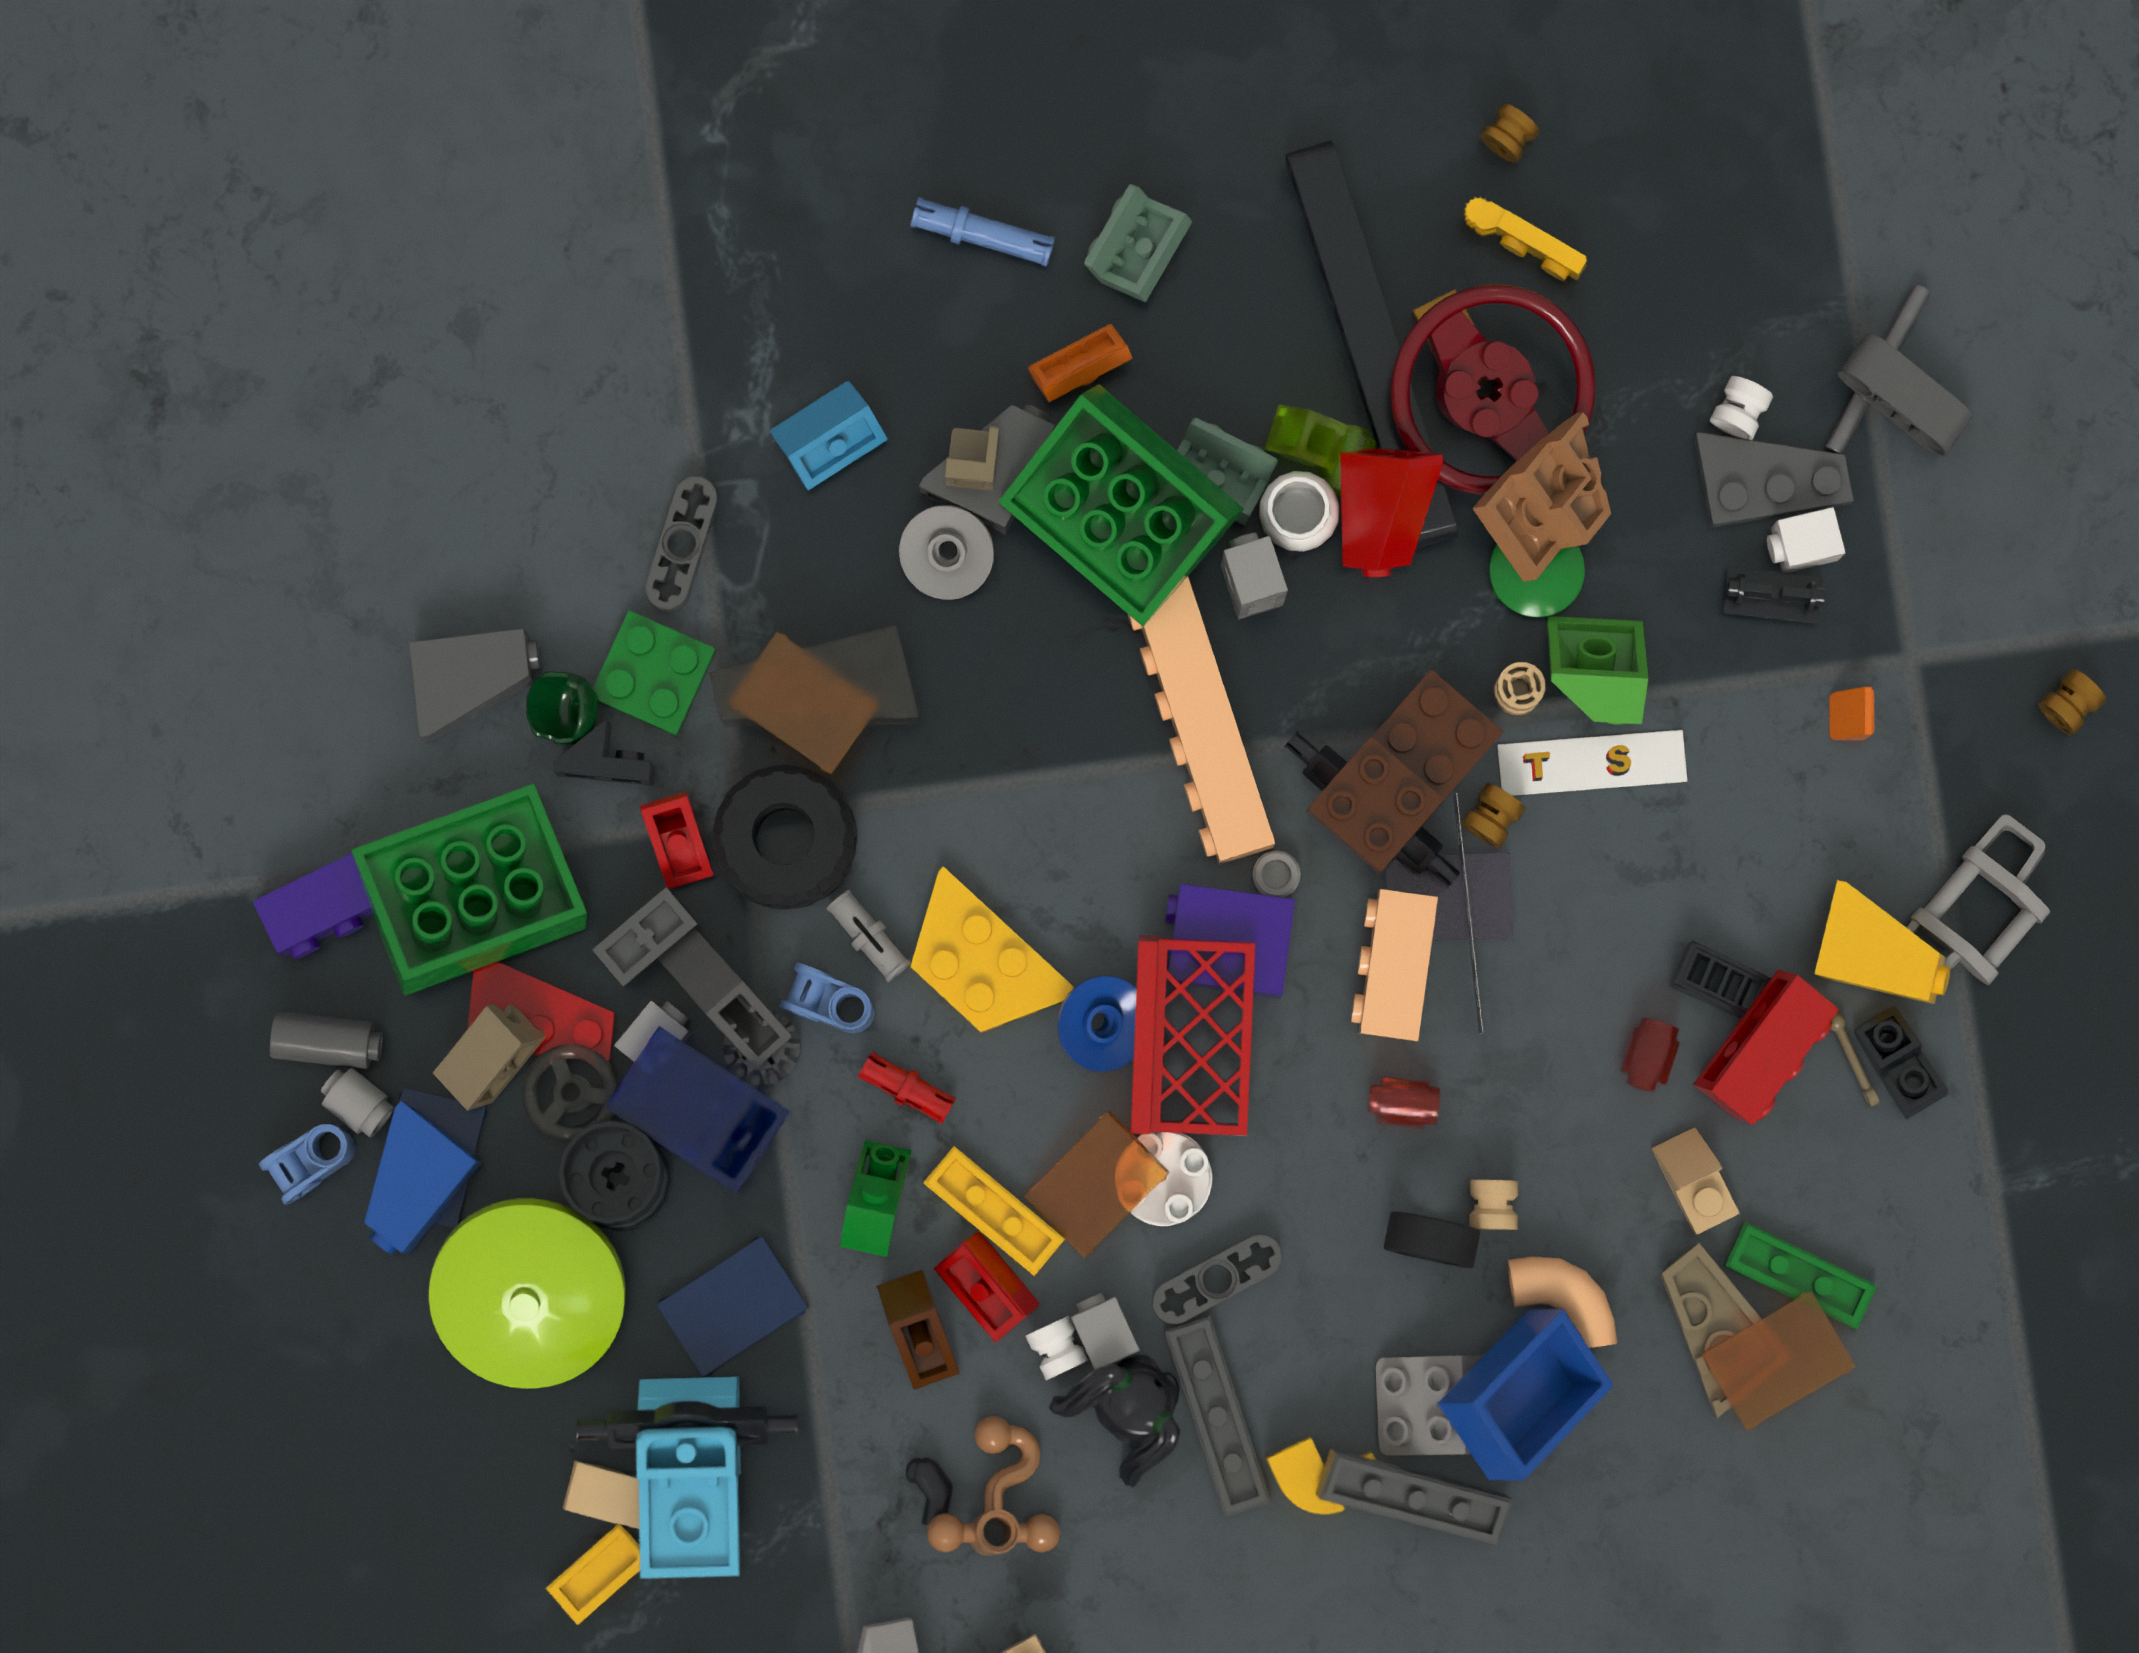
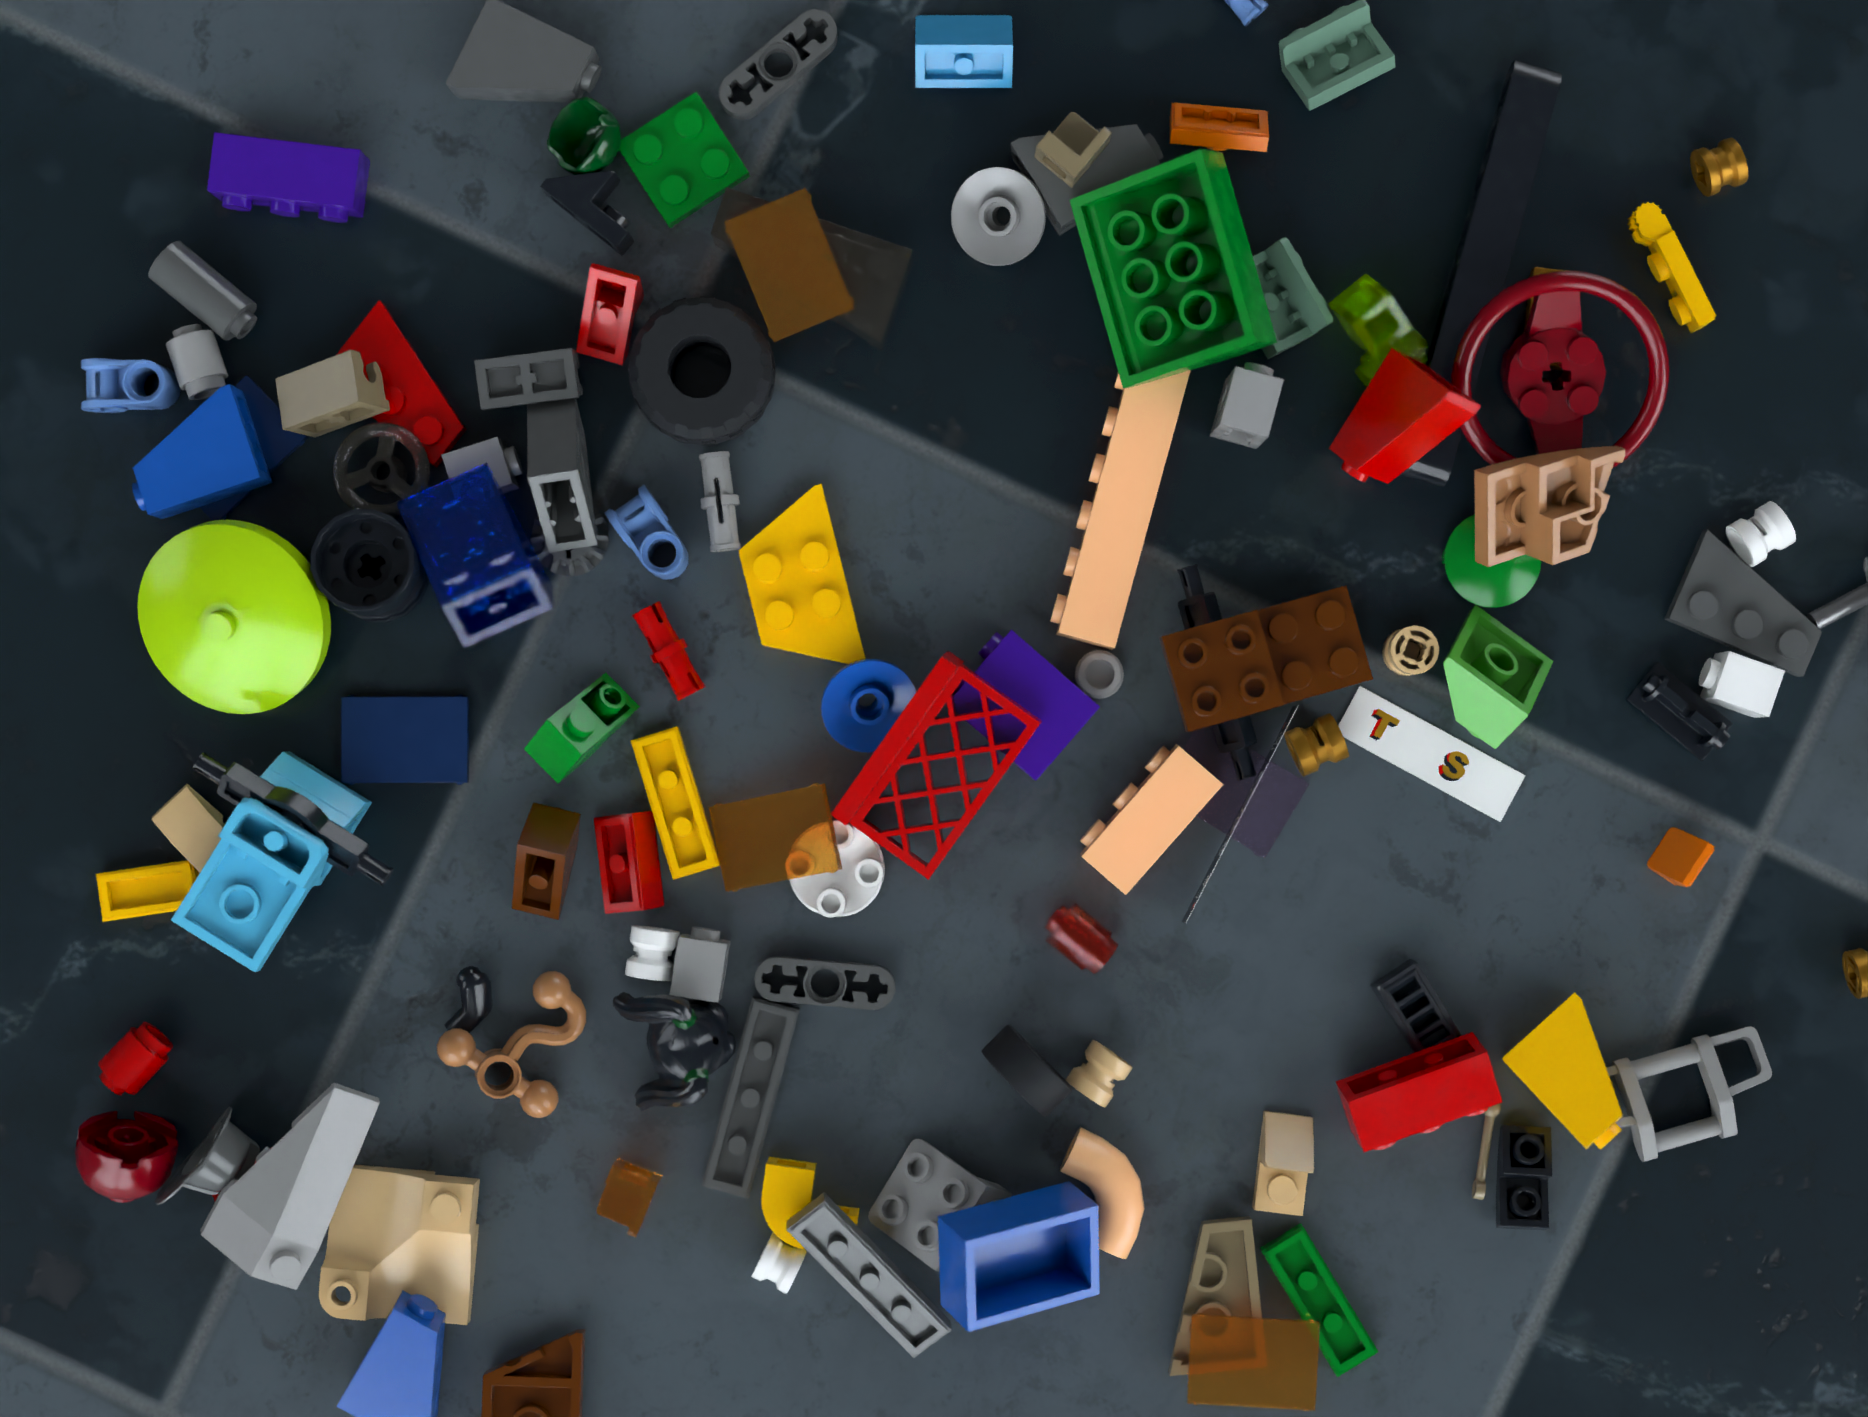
camera: 30 degrees right, 5 degrees up
(469, 889) = (402, 240): green slope -> none
(1169, 1566) = (628, 1195): none -> clear orange panel
(1299, 511) = (1322, 376): white piece -> none
(1332, 1537) = (779, 1263): none -> white wheel
(1650, 1054) = (1316, 1034): clear red brick -> none

